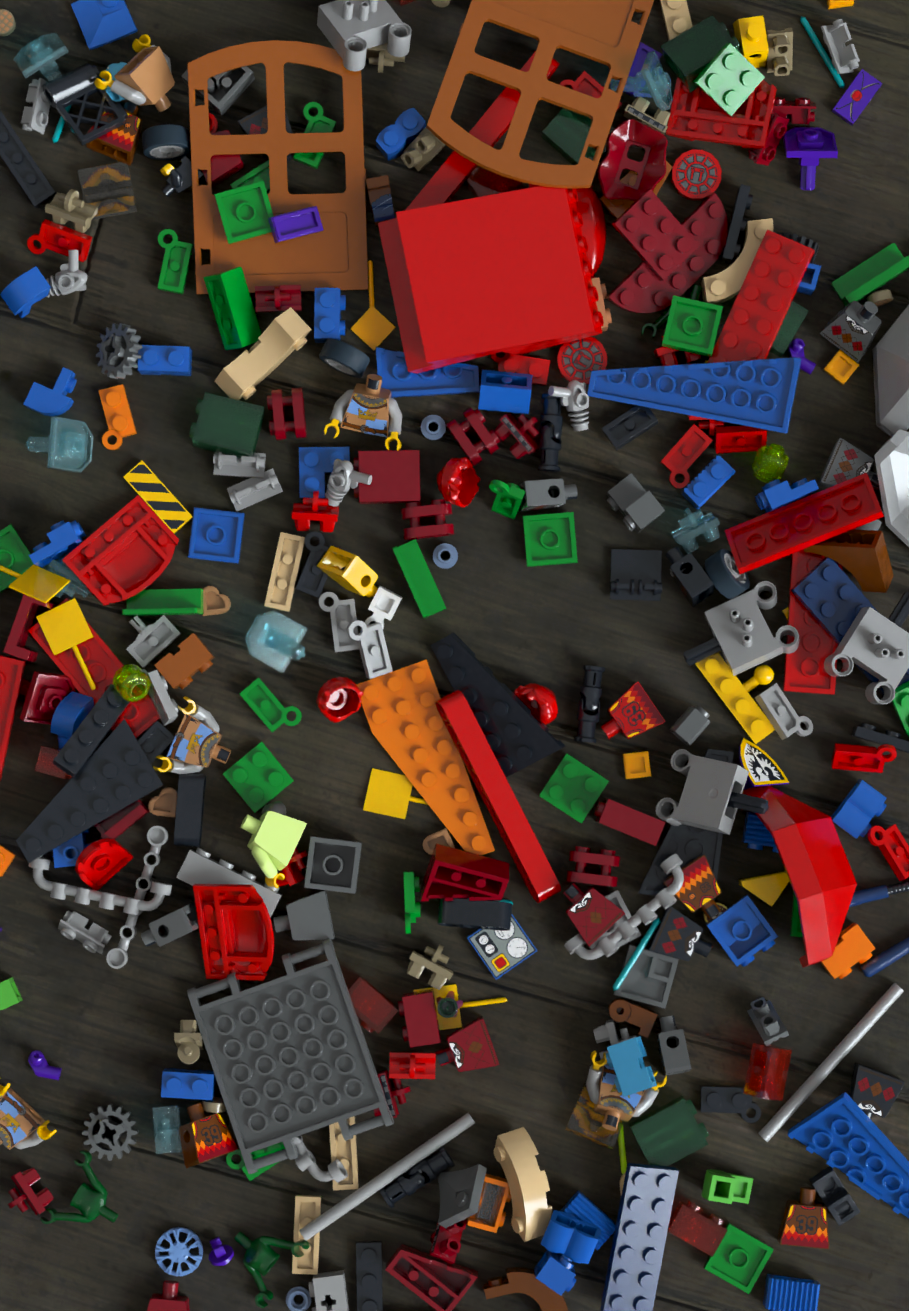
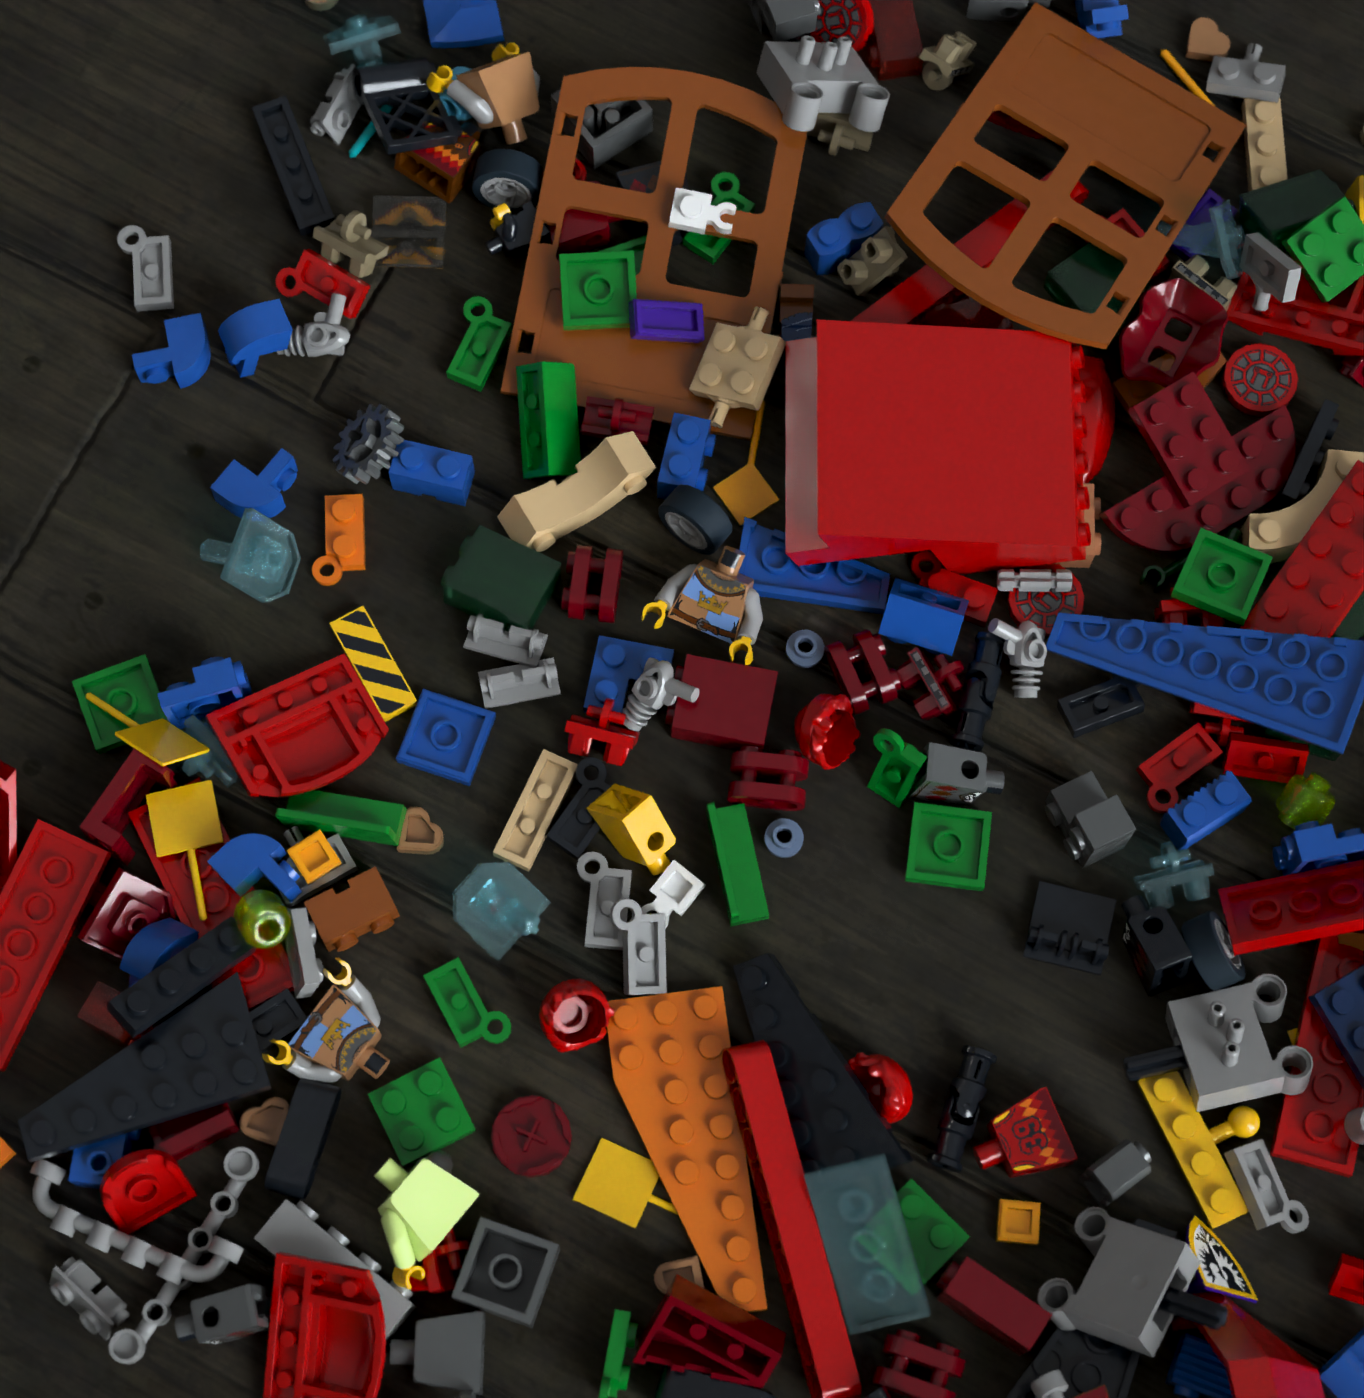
camera: 15 degrees right, 15 degrees down
(113, 645) = (250, 858): none -> blue brick
(152, 634) = (314, 857): none -> light orange tile
(296, 141) = (694, 210): none -> white plate
(329, 777) = (531, 1136): none -> dark red tile
(349, 245) = (737, 366): none -> tan plate
(547, 800) = (867, 1244): none -> clear light blue plate
(572, 350) = (1034, 580): none -> light grey axle
(689, 103) = (1269, 270): none -> light grey plate

